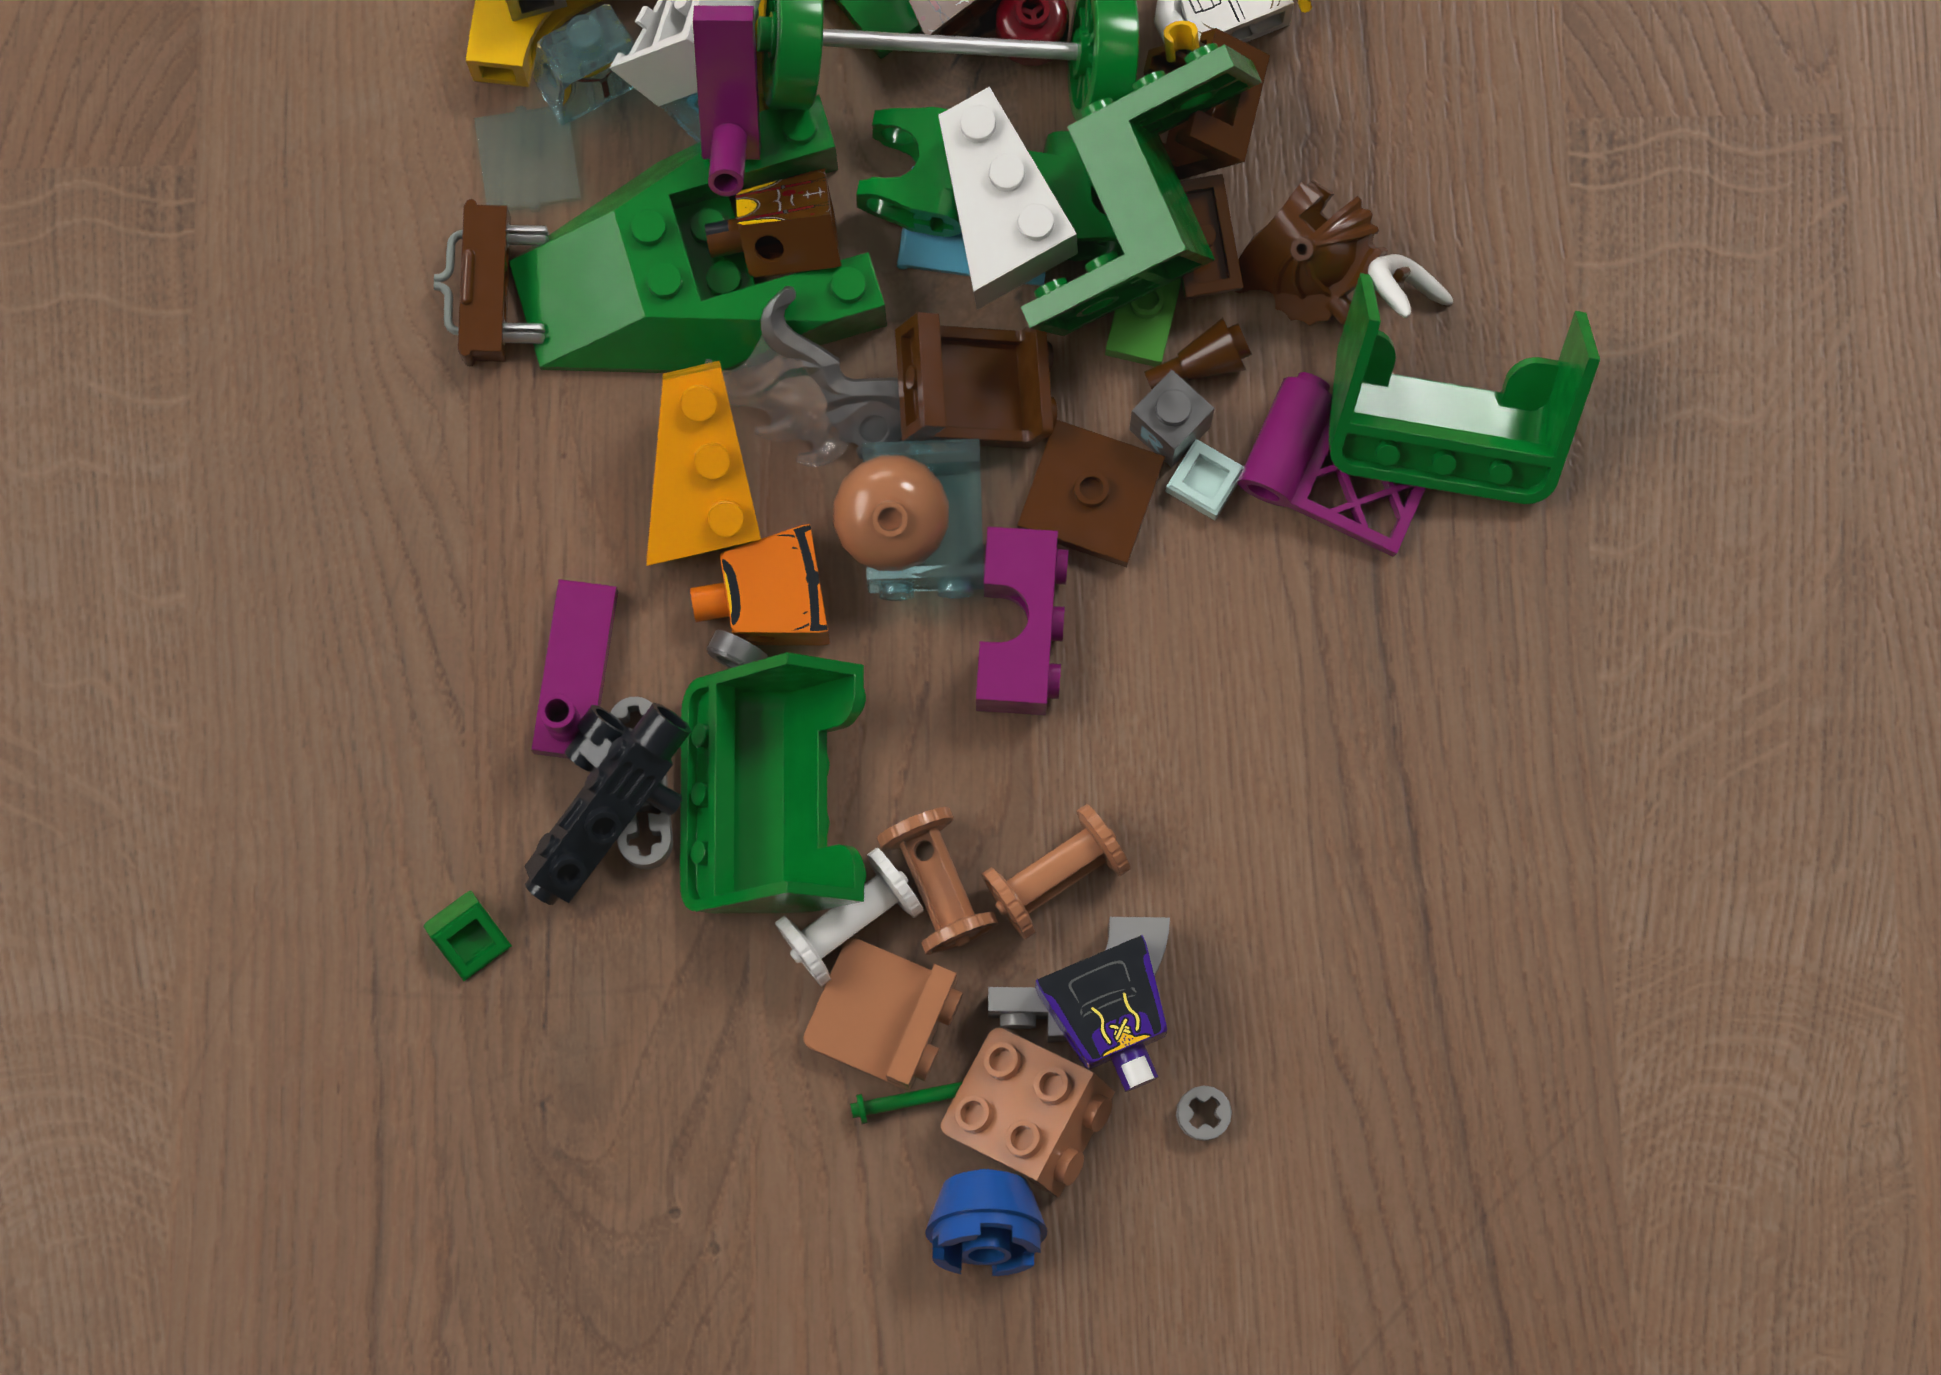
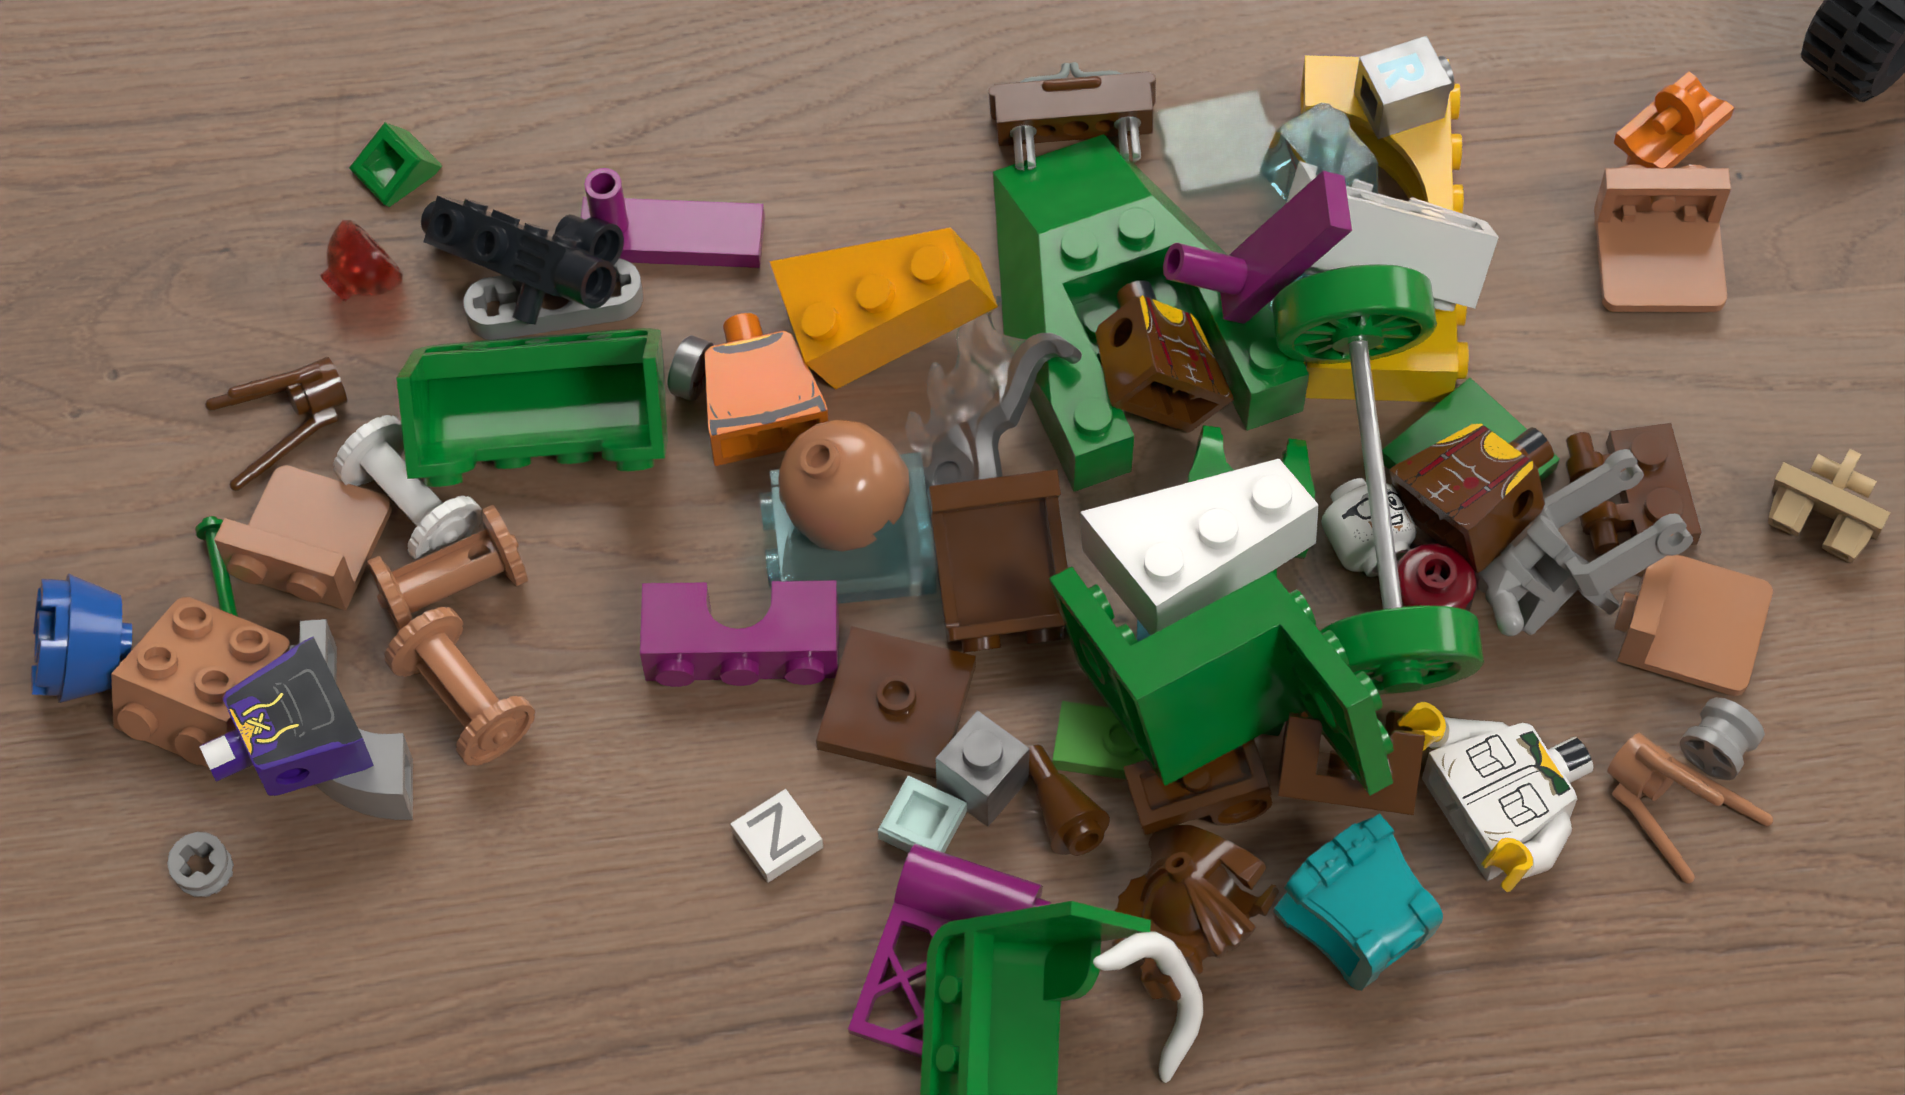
camera: 85 degrees right, 15 degrees down
(589, 964) = (358, 264): none -> clear red brick
(724, 1011) = (310, 389): none -> reddish brown plant
(961, 75) = (1350, 526): none -> white head
(1211, 603) = (776, 835): none -> white tile
(1324, 117) = (1360, 902): none -> teal piece

